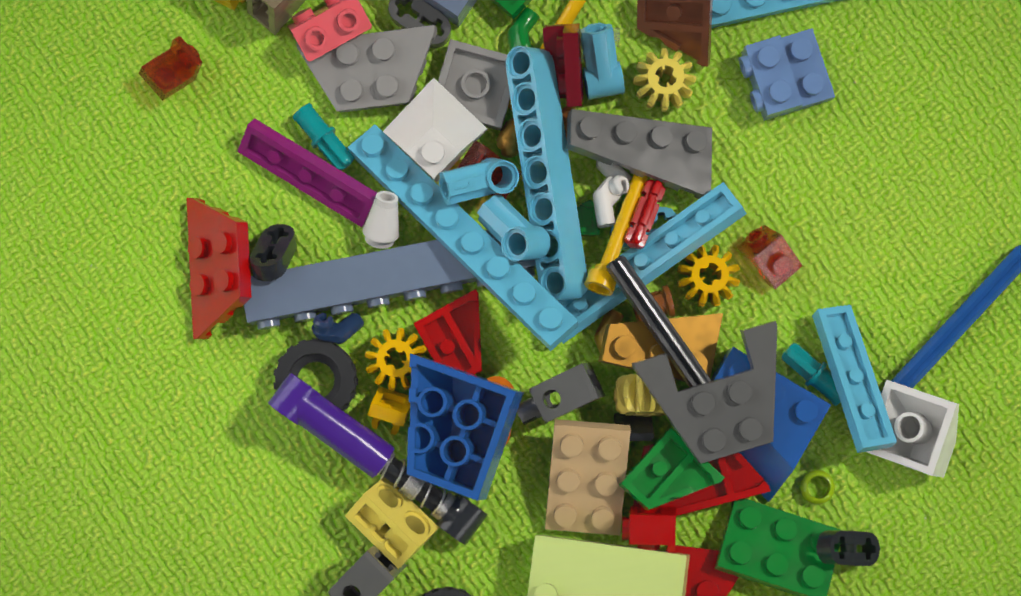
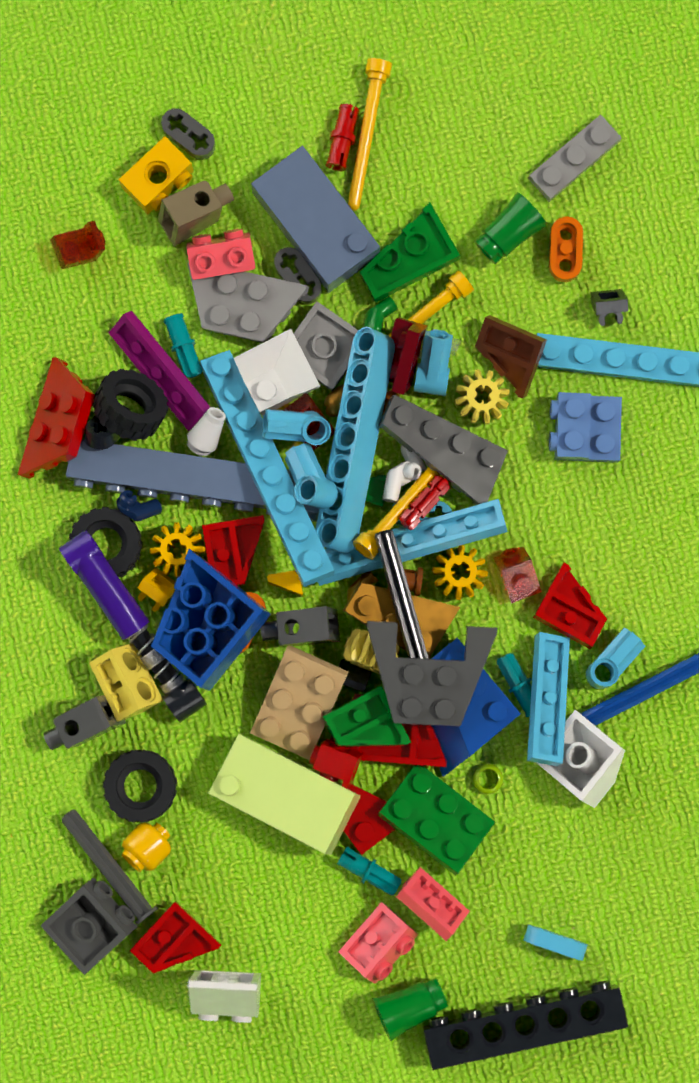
camera: 20 degrees right, 0 degrees up
(285, 239) = (121, 420): none -> black tyre
(527, 351) = (287, 581): none -> yellow slope
(840, 274) = (570, 609): none -> red wing
(848, 548) = (495, 831): black beam -> none
(908, 308) = (616, 658): none -> medium azure piece

